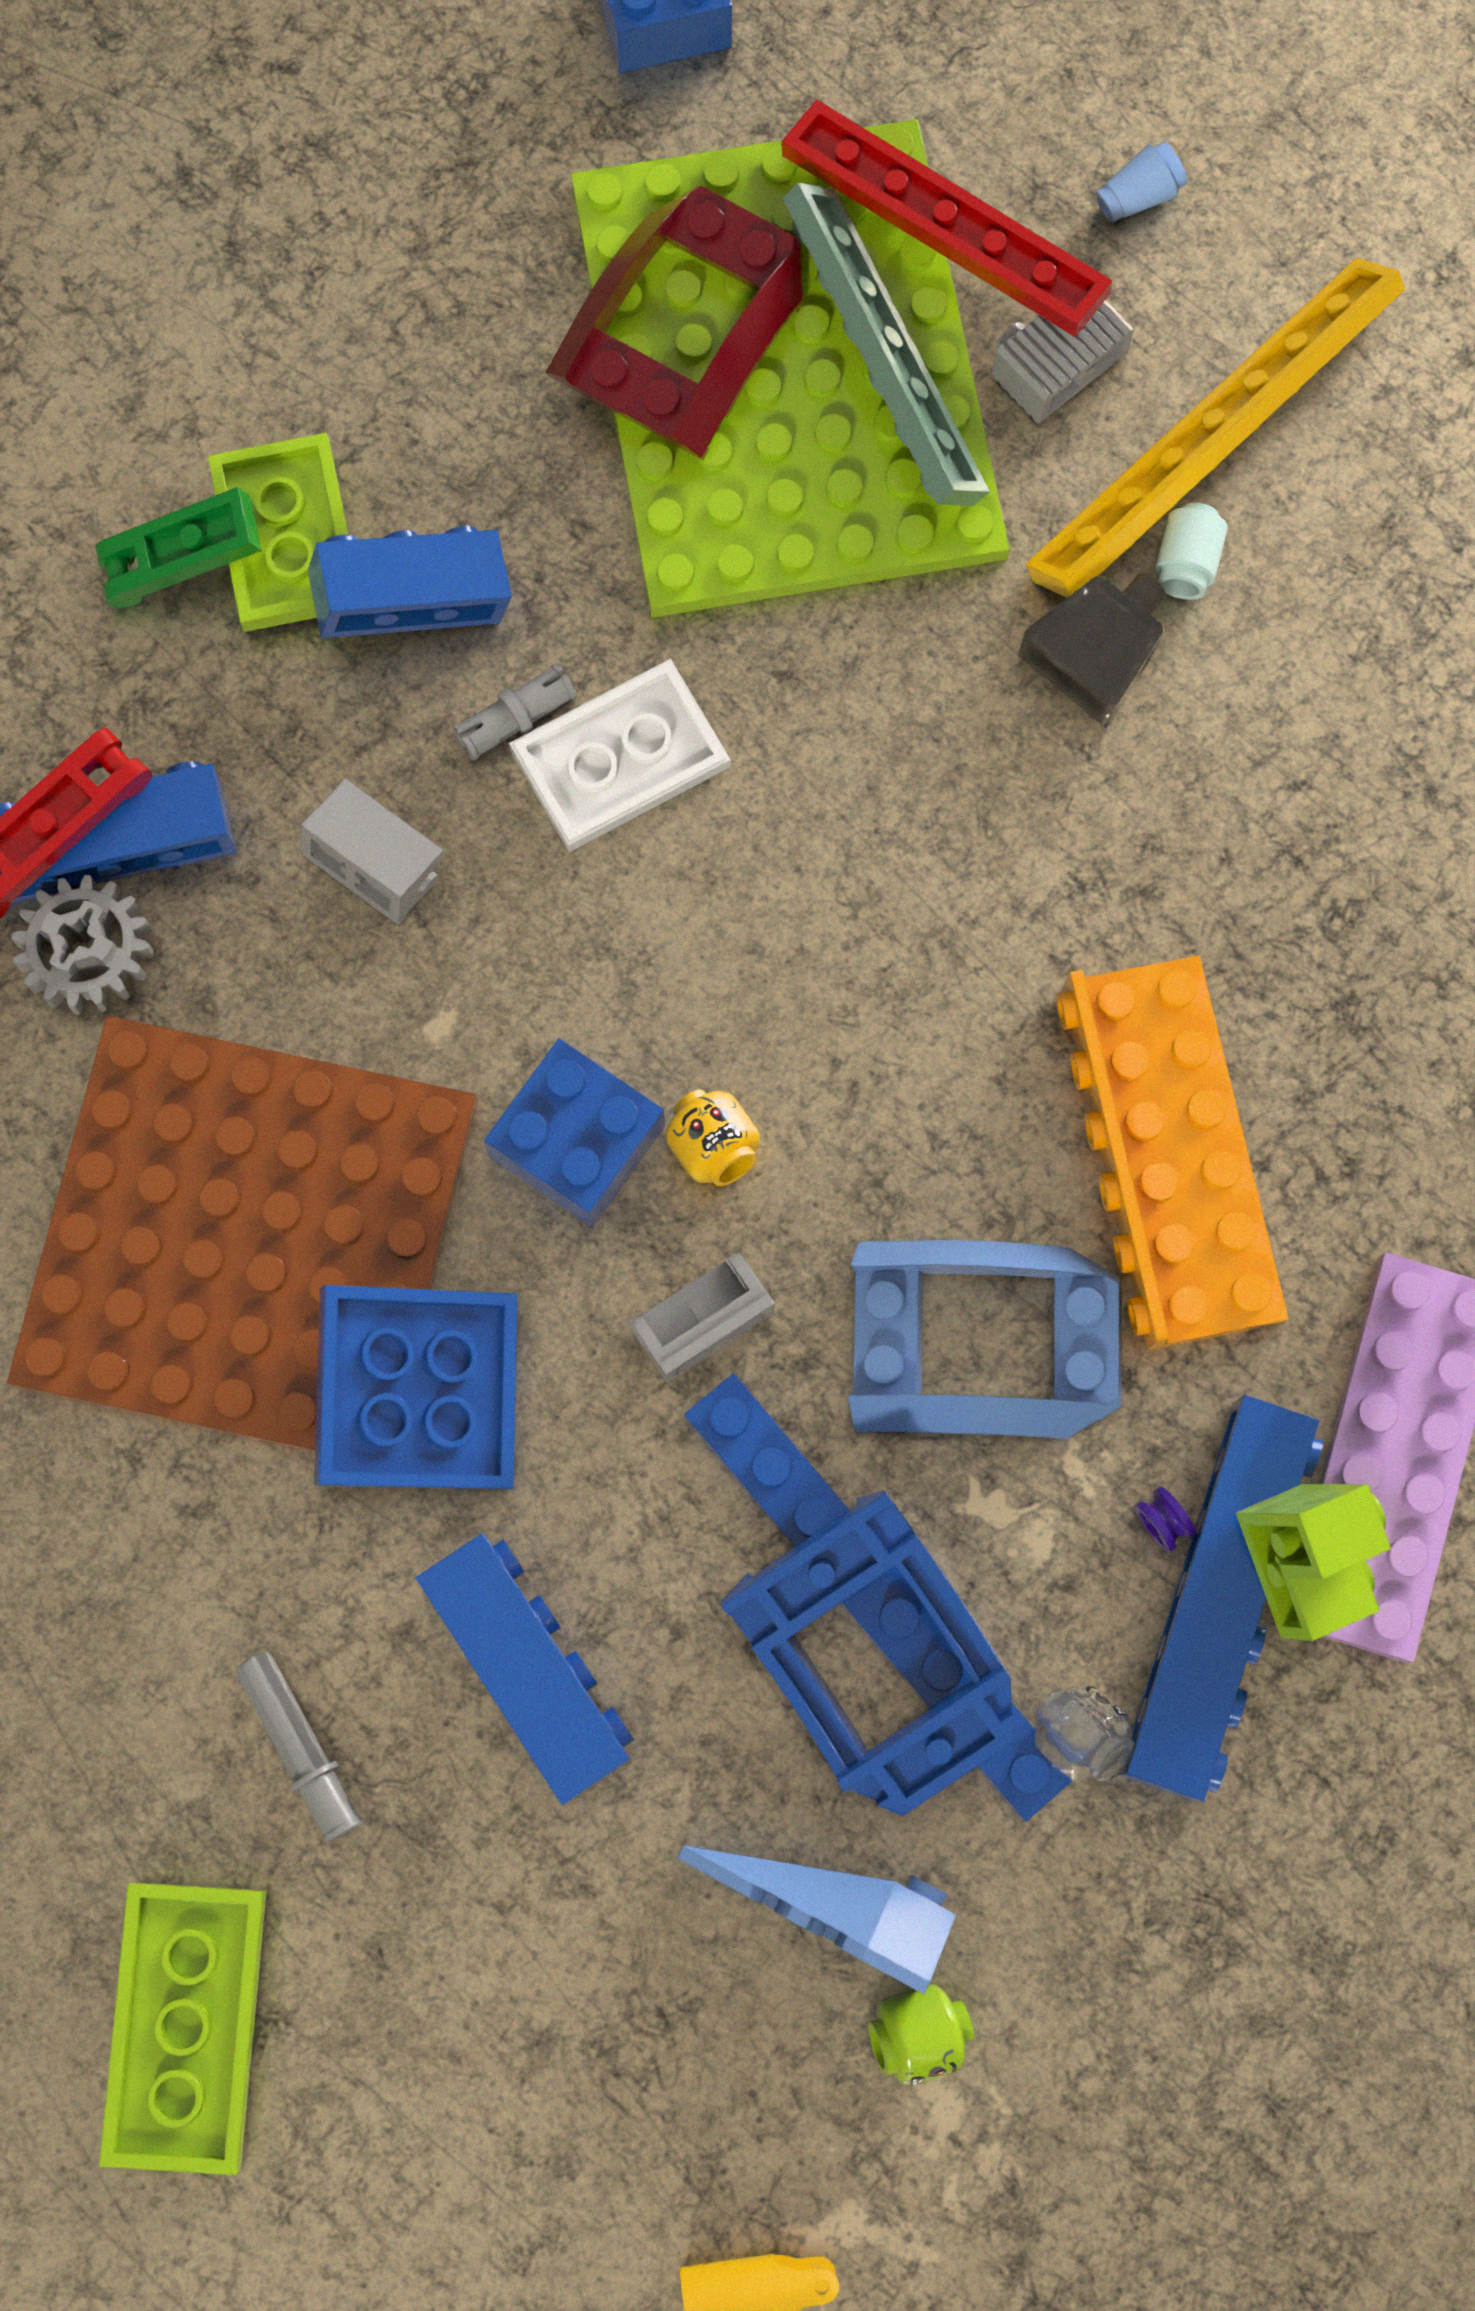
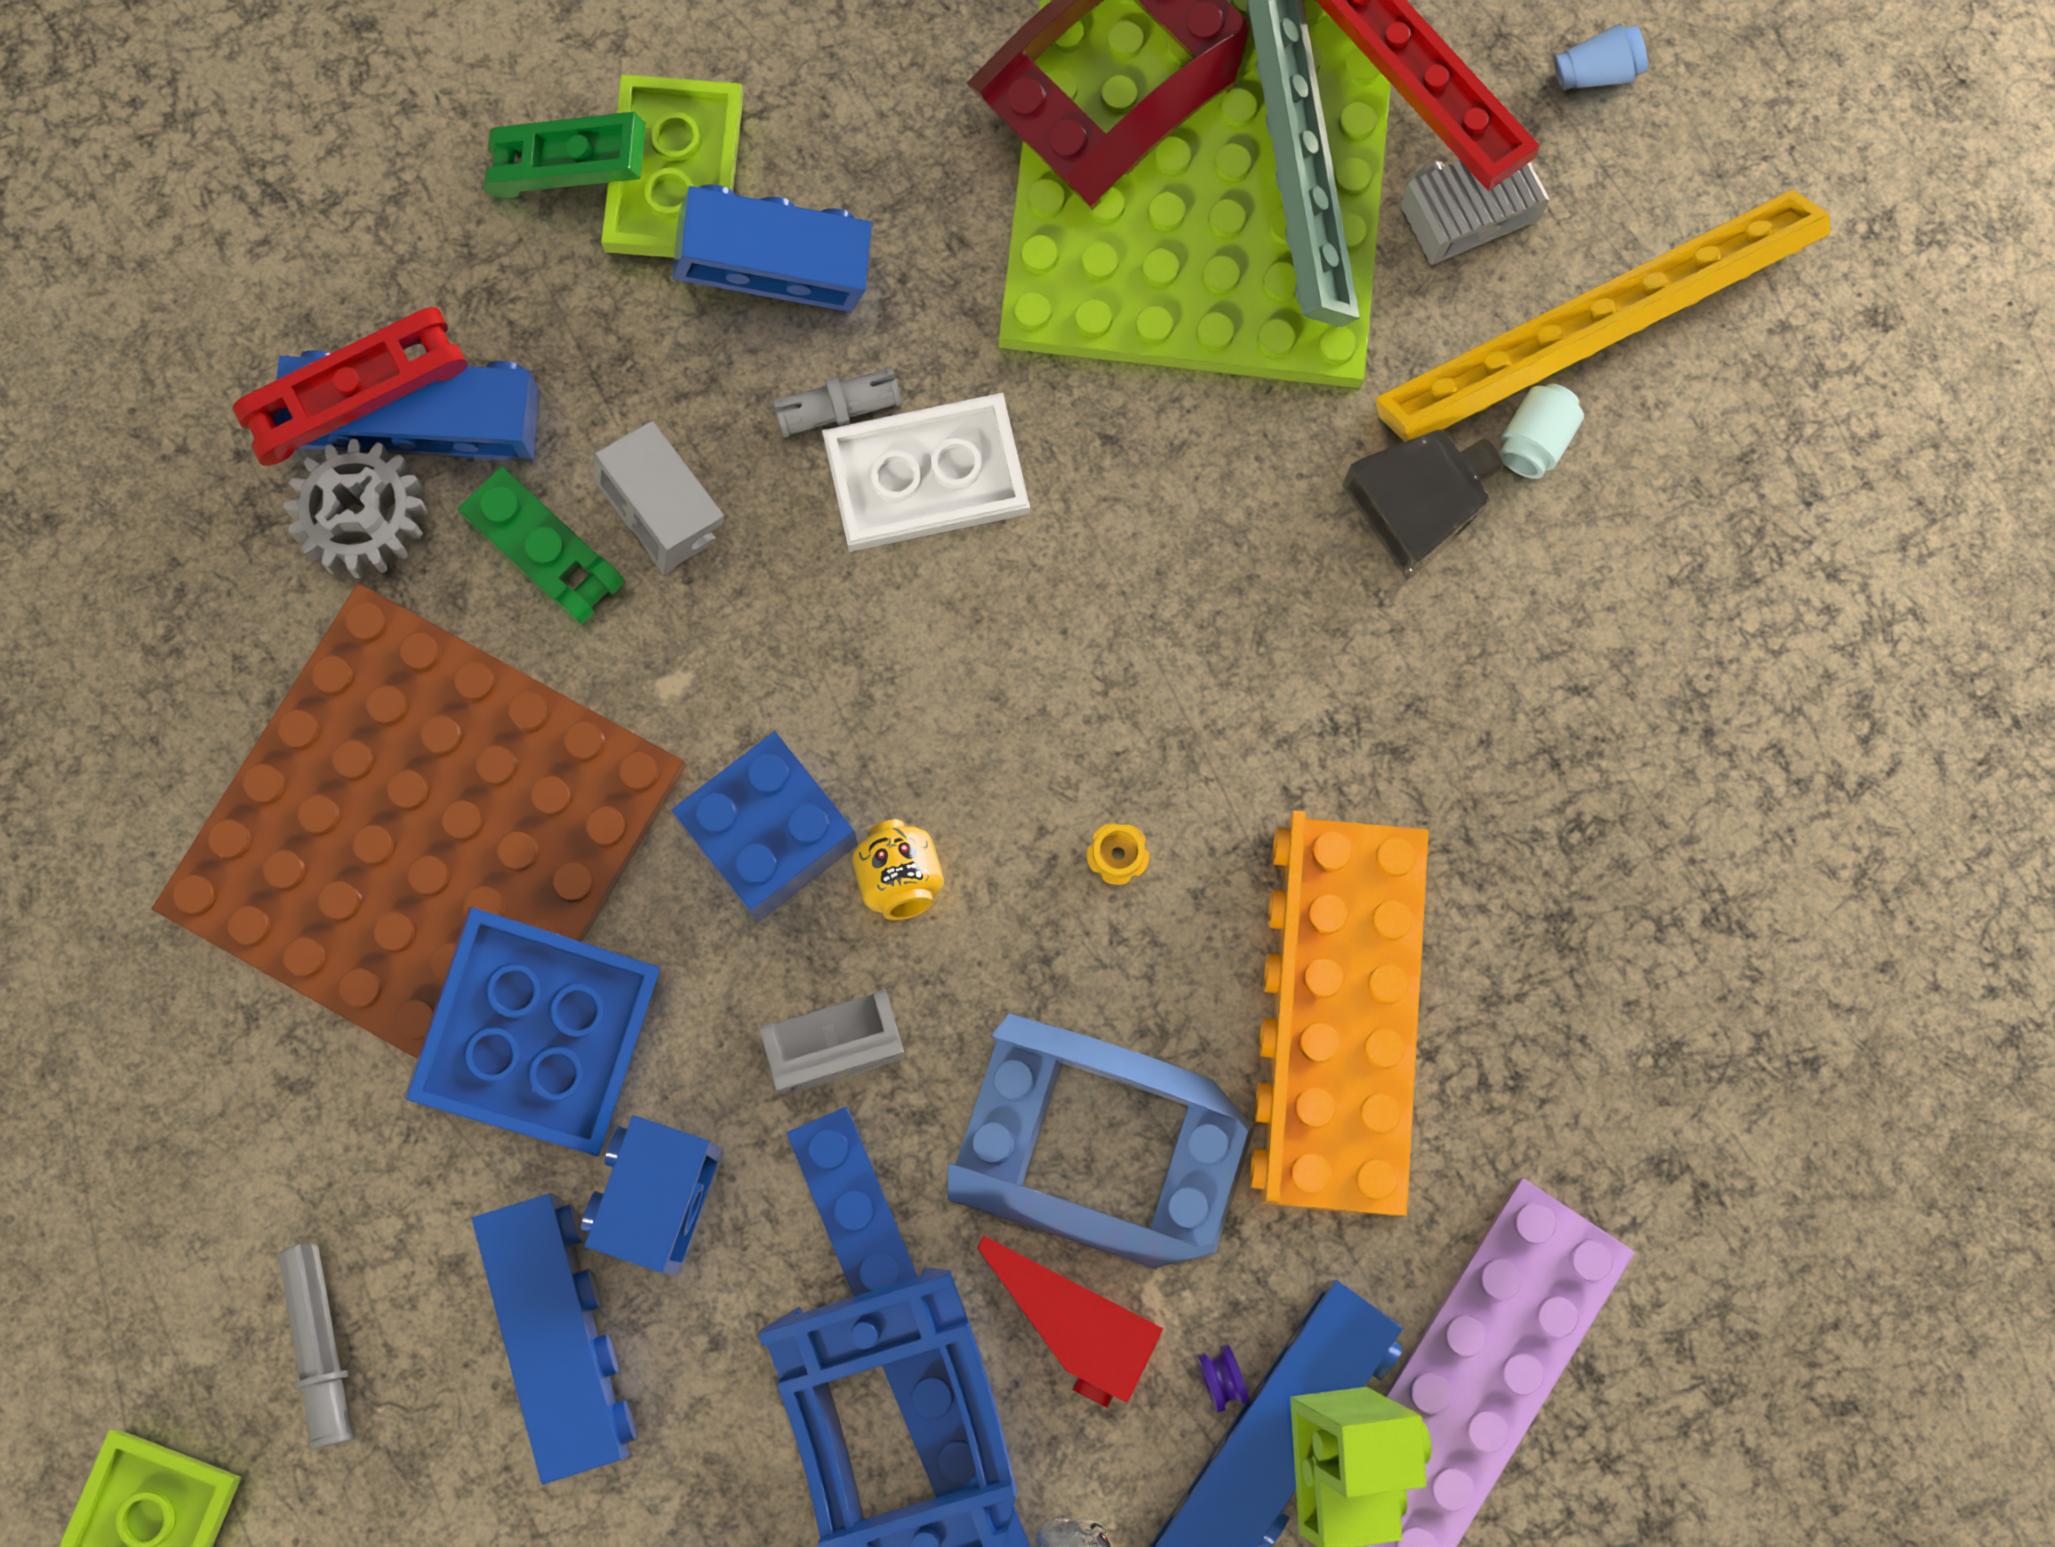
camera: 15 degrees right, 0 degrees up
(270, 929) = (539, 544): none -> green plate
(580, 1506) = (651, 1195): none -> blue brick
(919, 1046) = (1118, 836): none -> yellow plate
(1016, 1511) = (1082, 1329): none -> red slope

